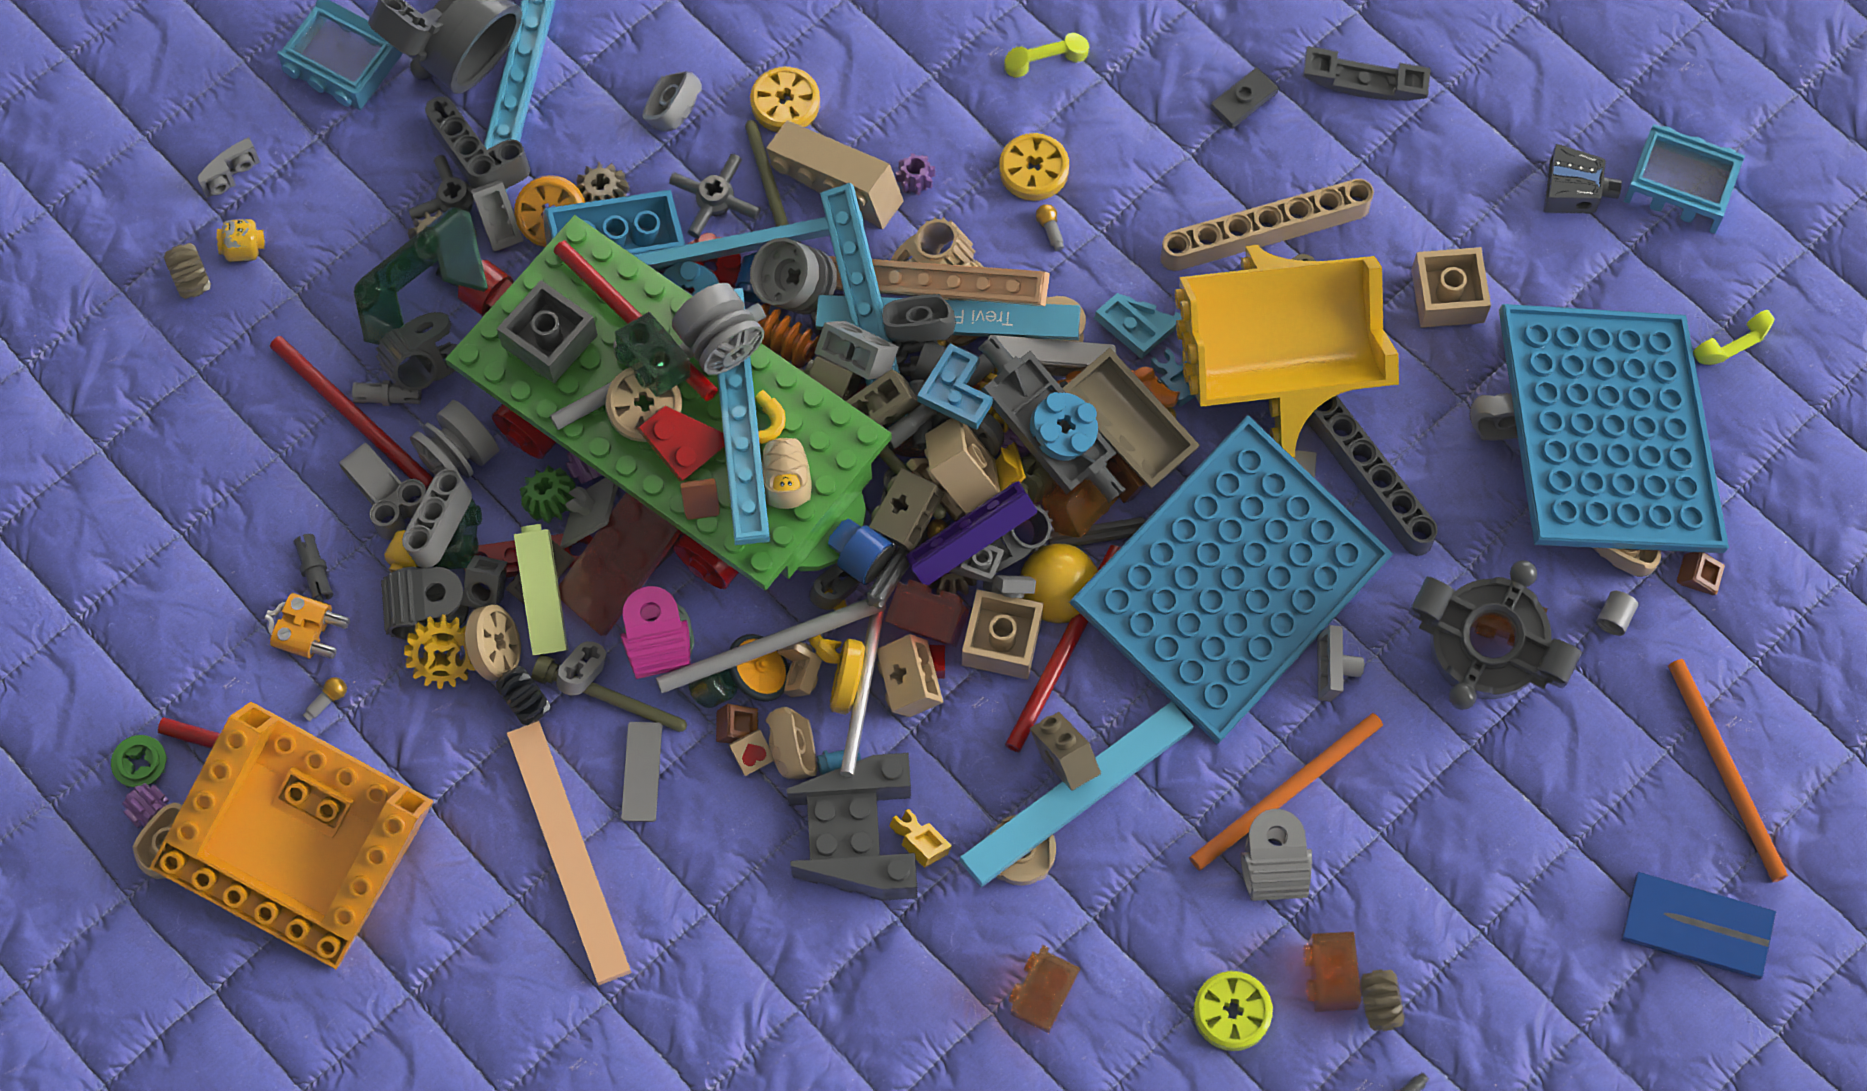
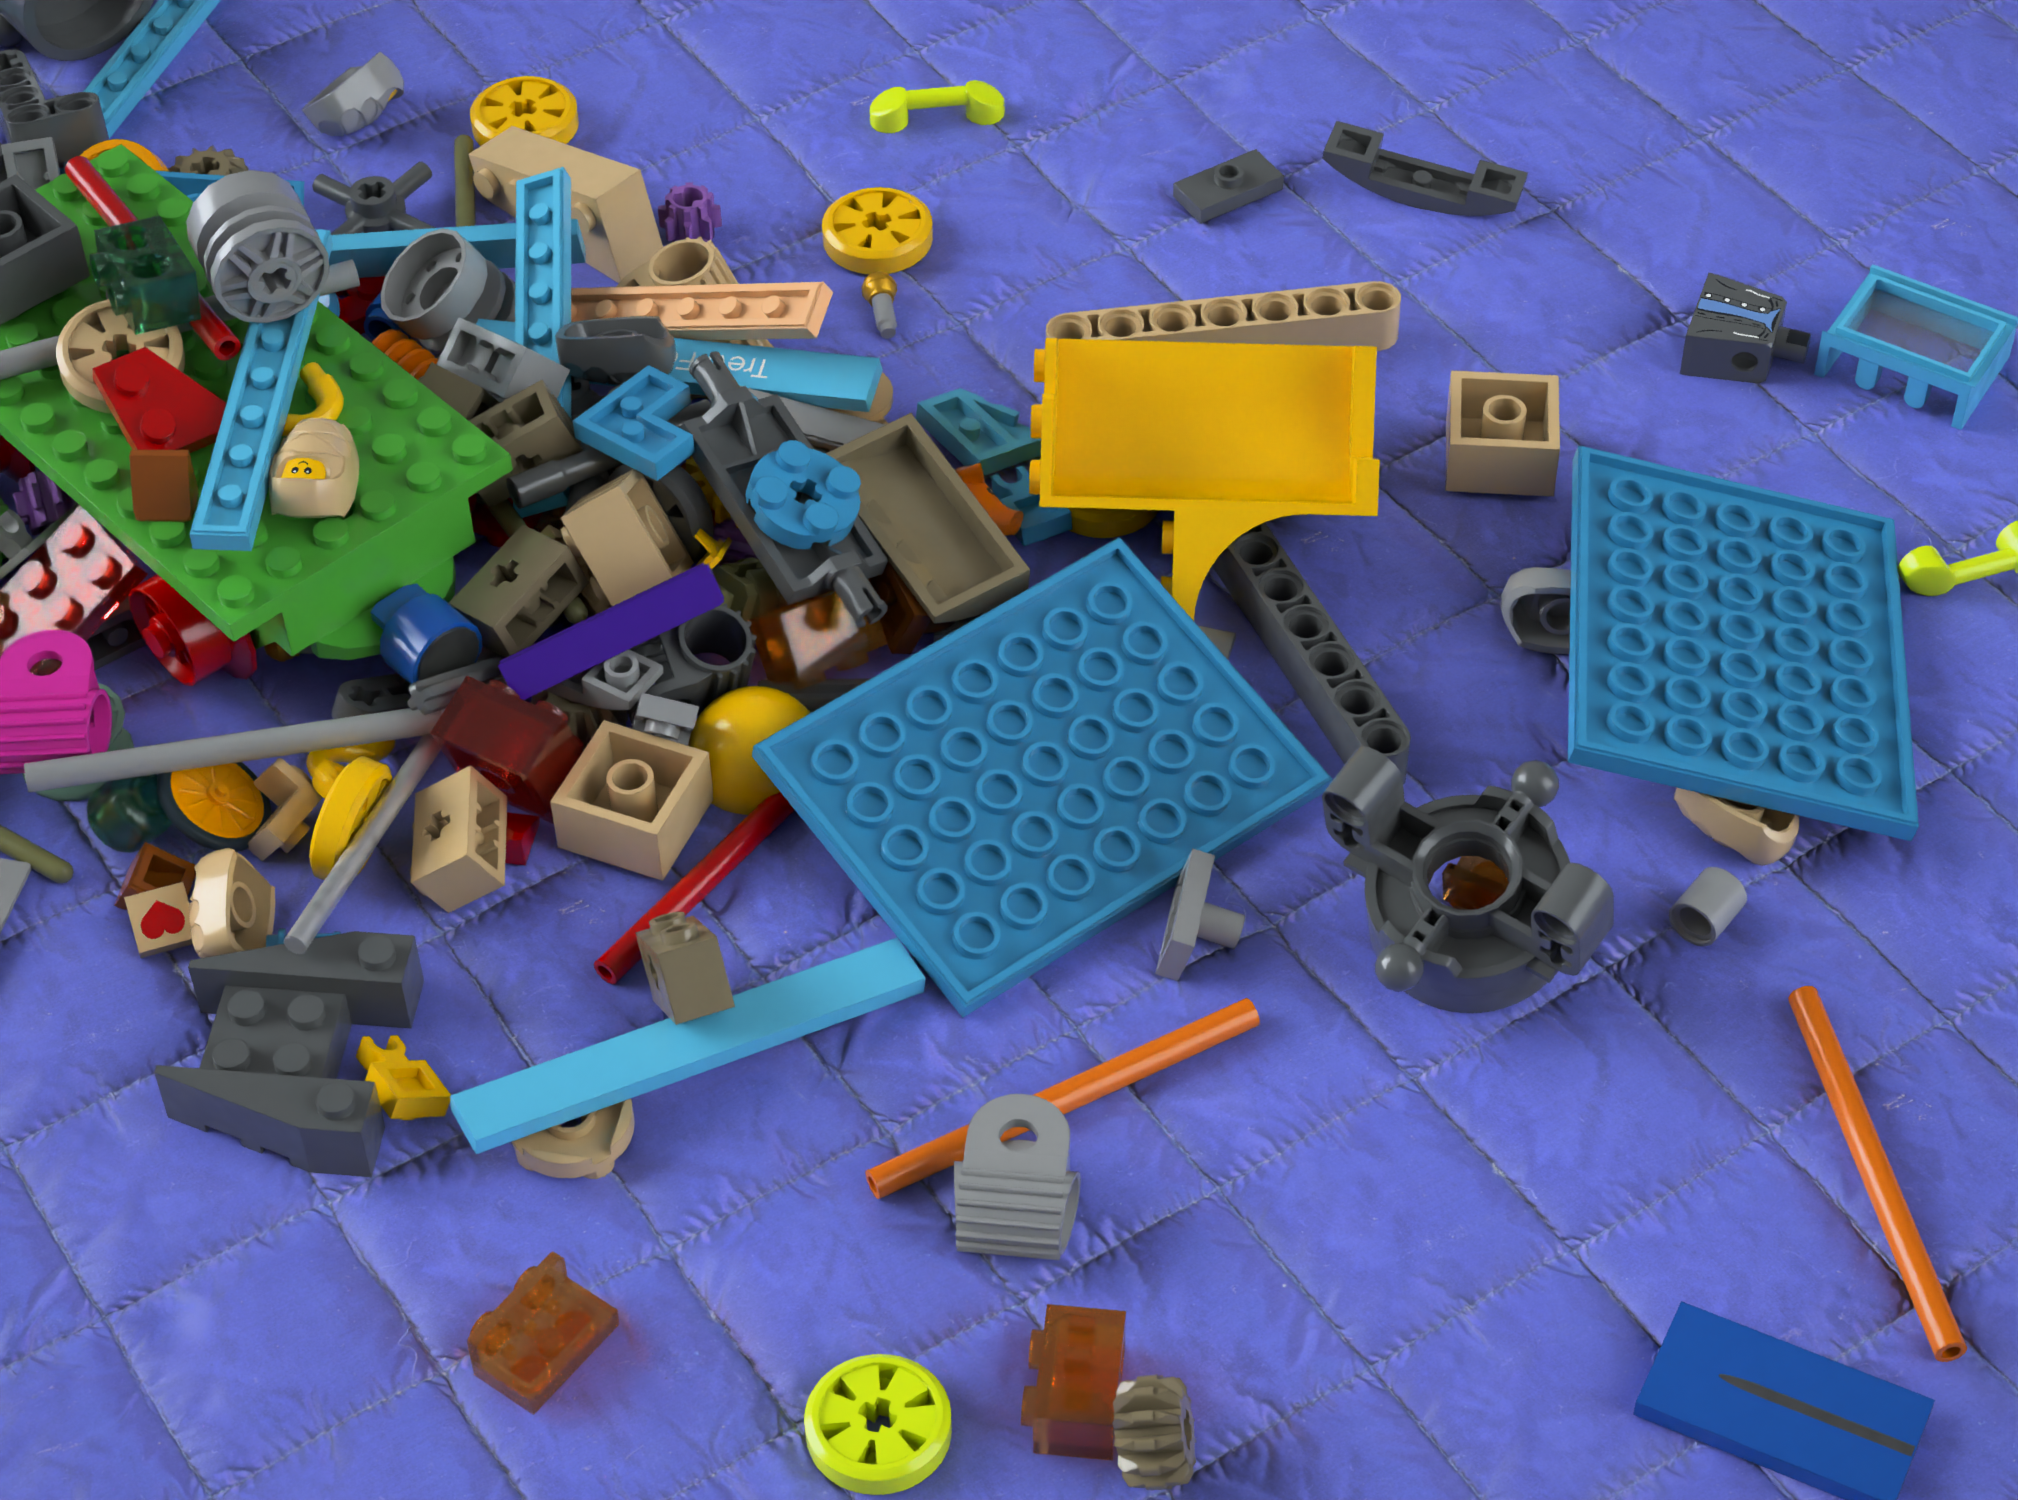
camera: 10 degrees right, 20 degrees down
(1700, 572) = (1869, 872): dark orange slope -> none

